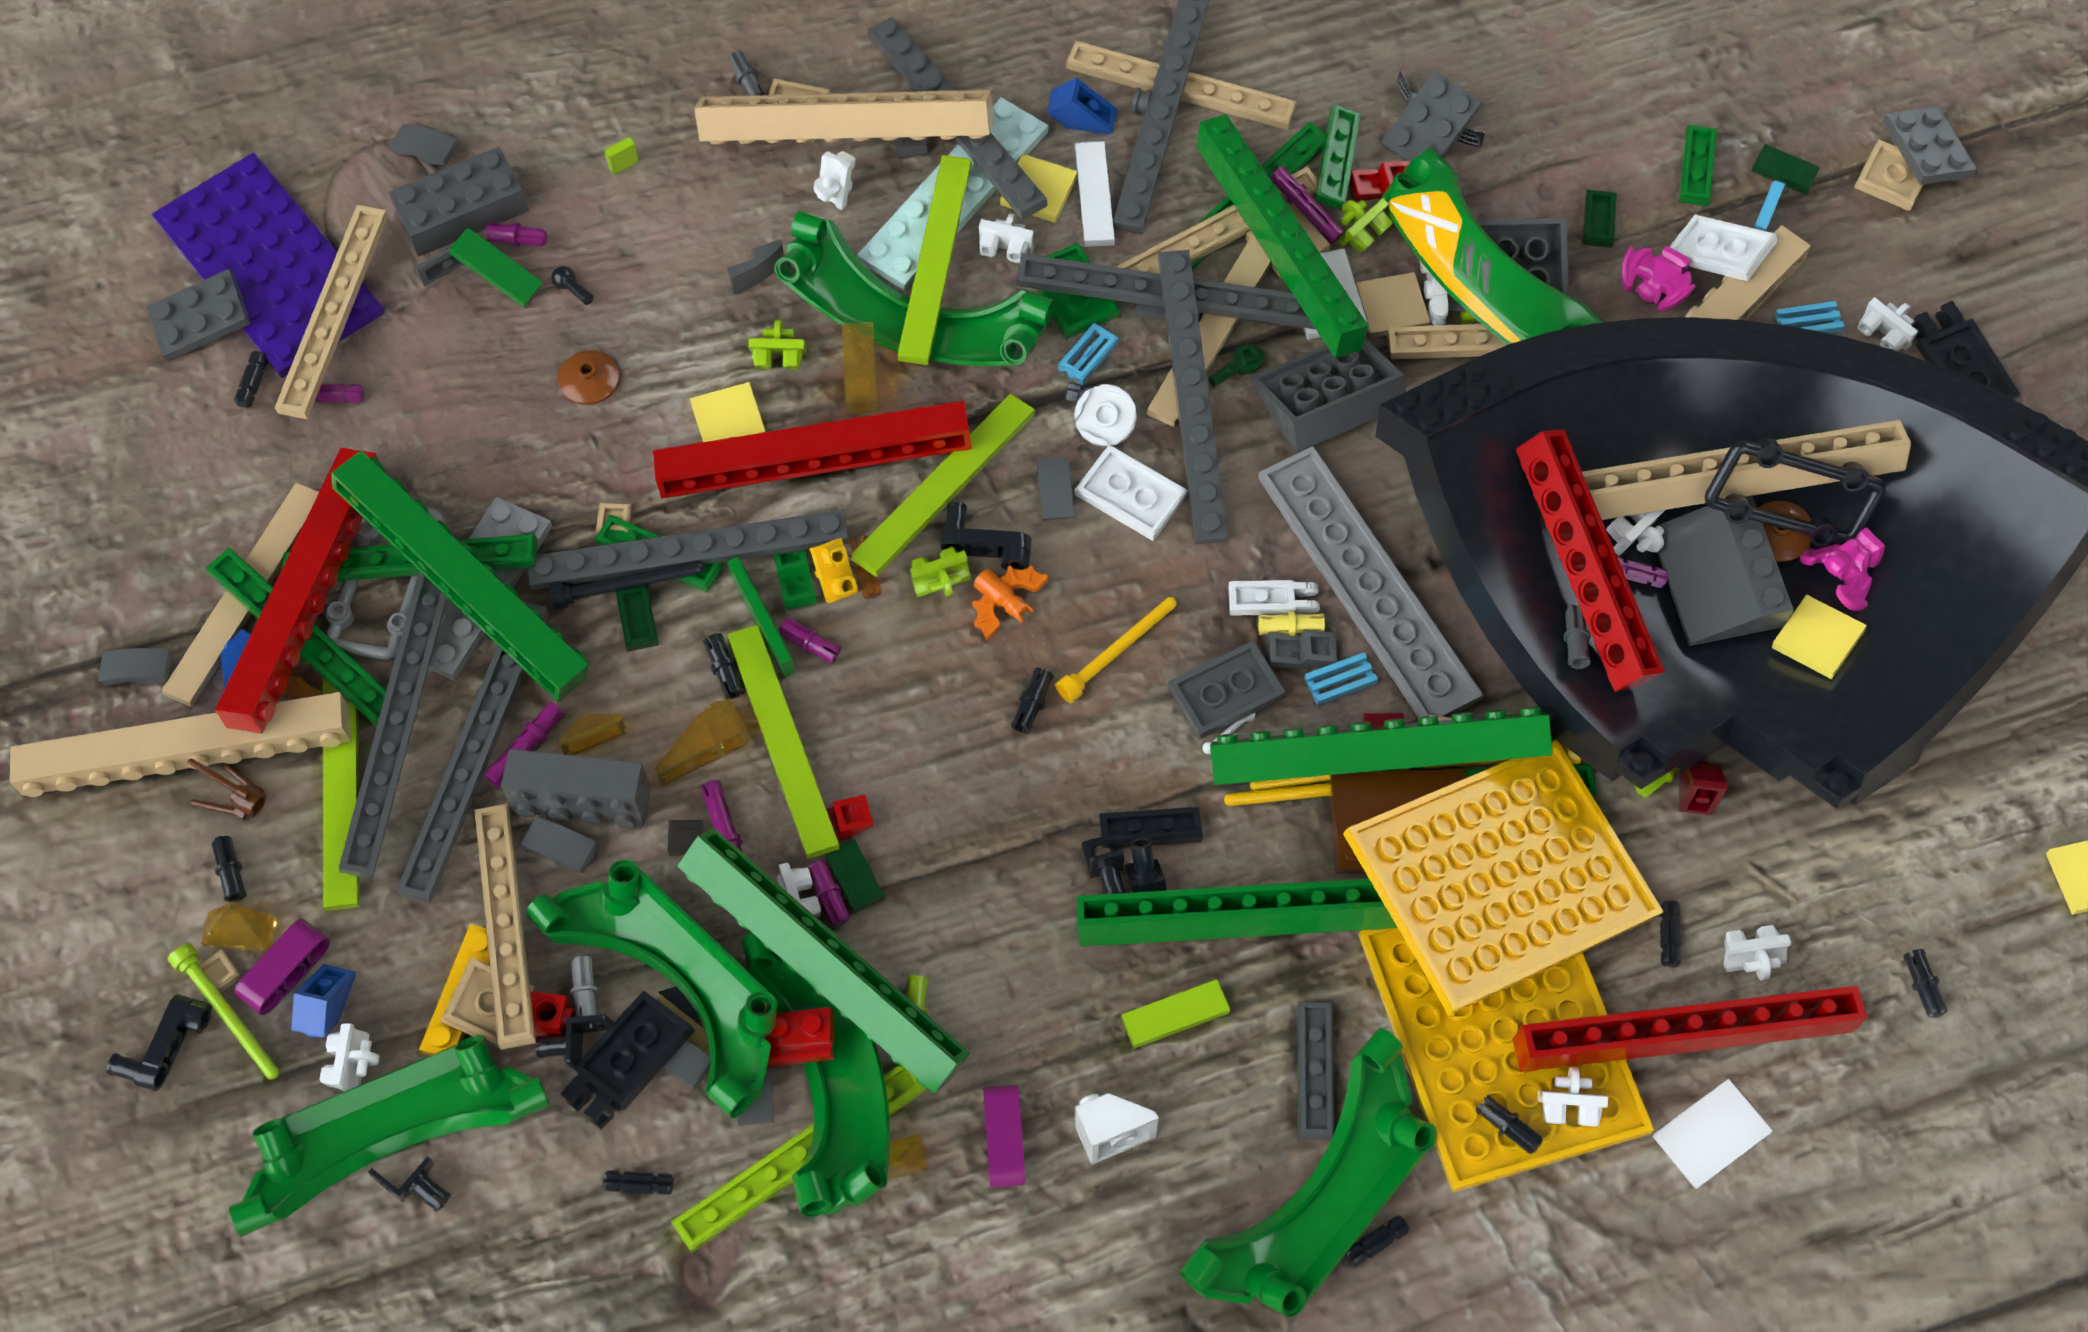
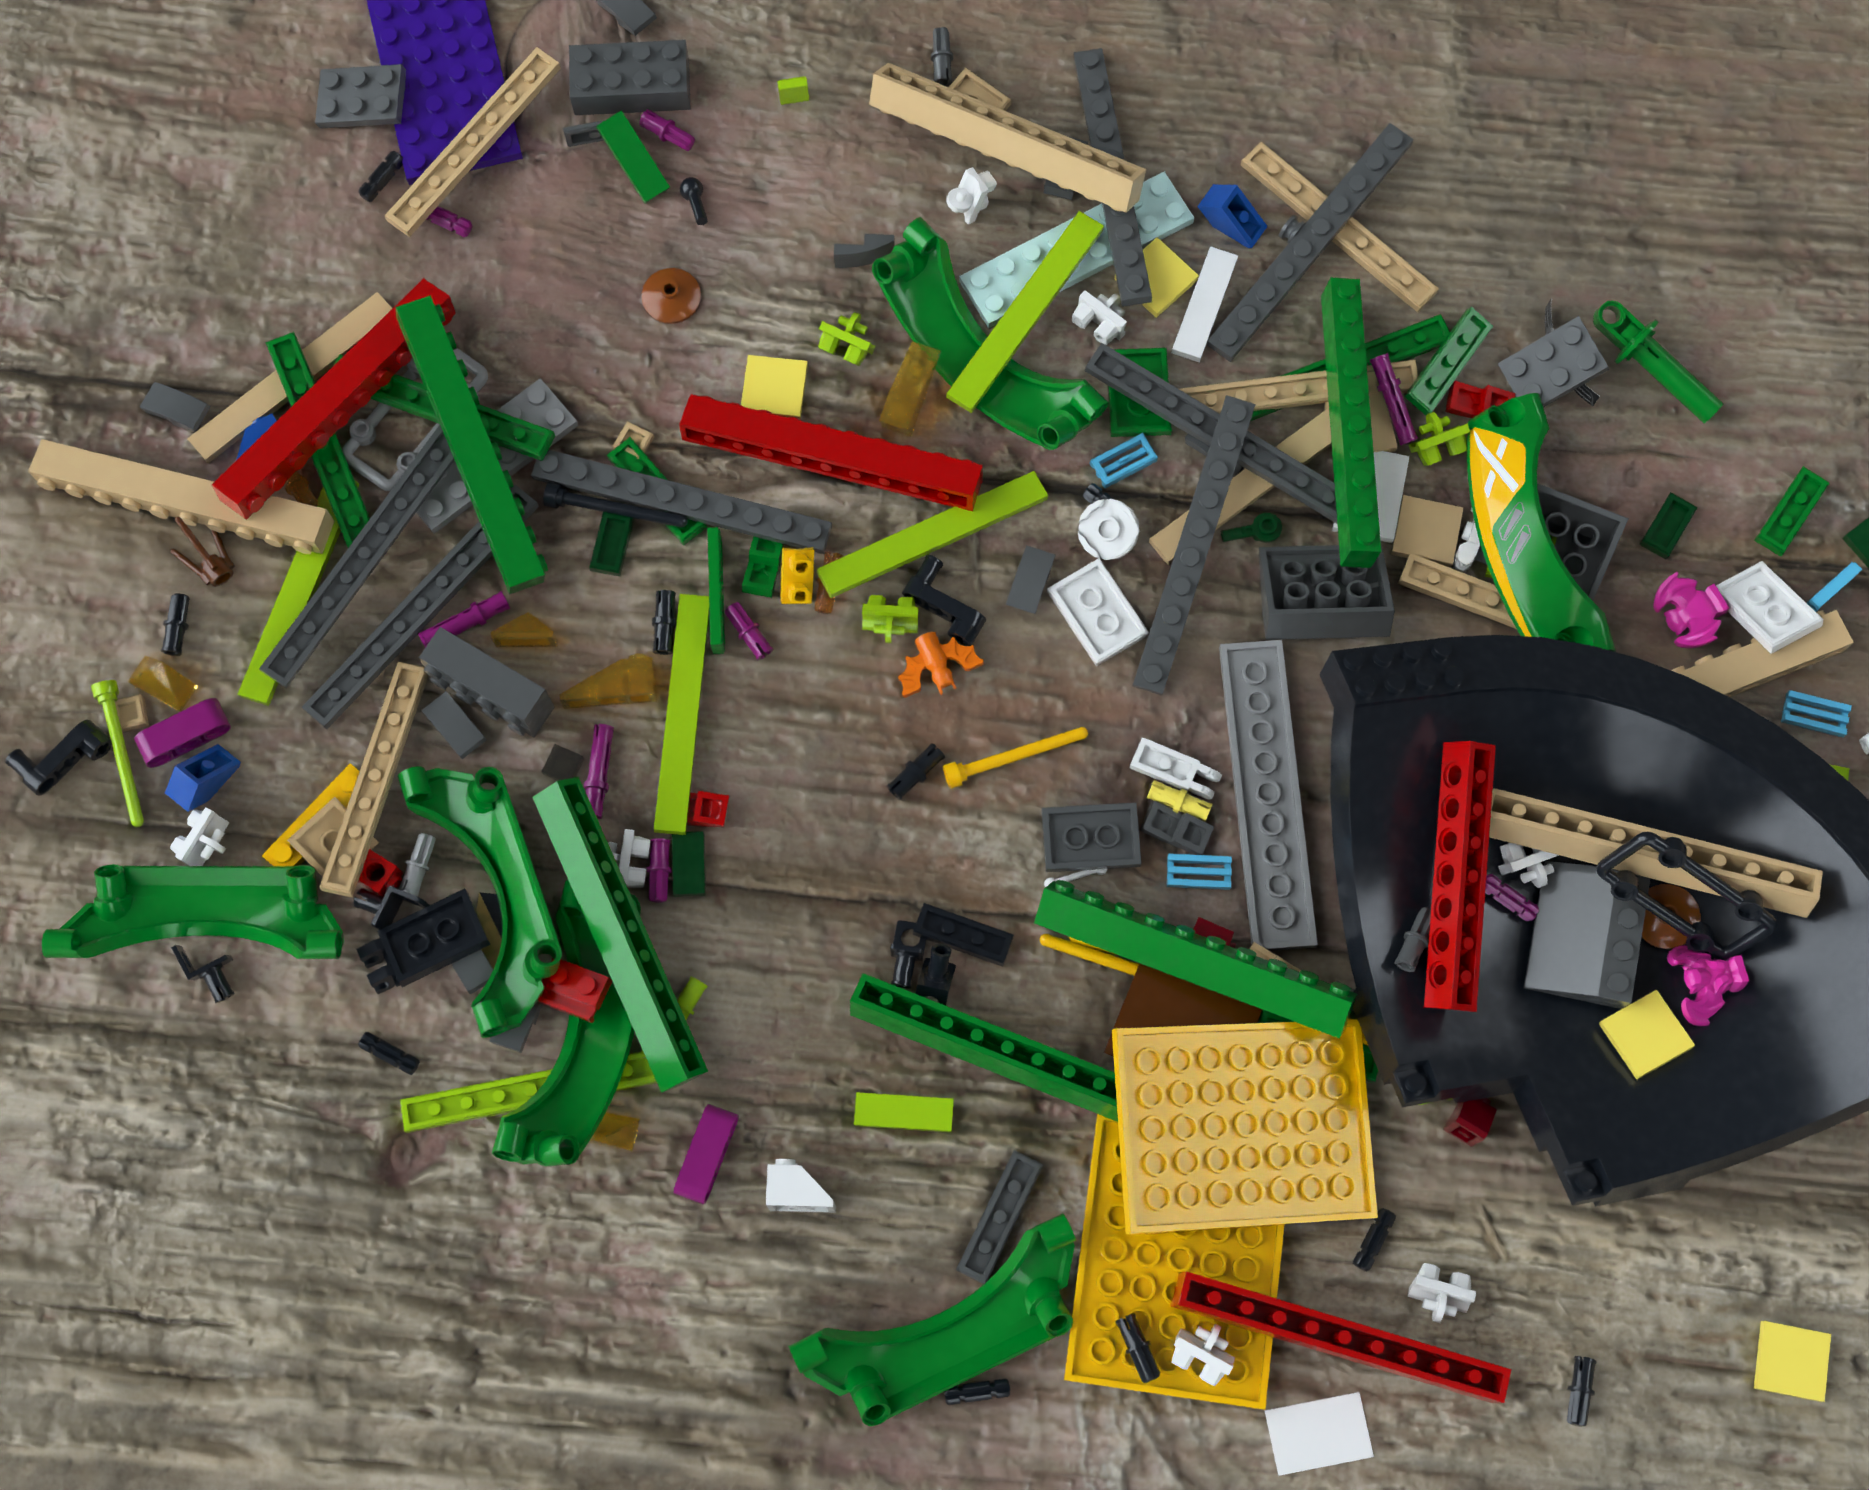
camera: 25 degrees right, 10 degrees up
(1492, 76) = (1637, 343): none -> green piece

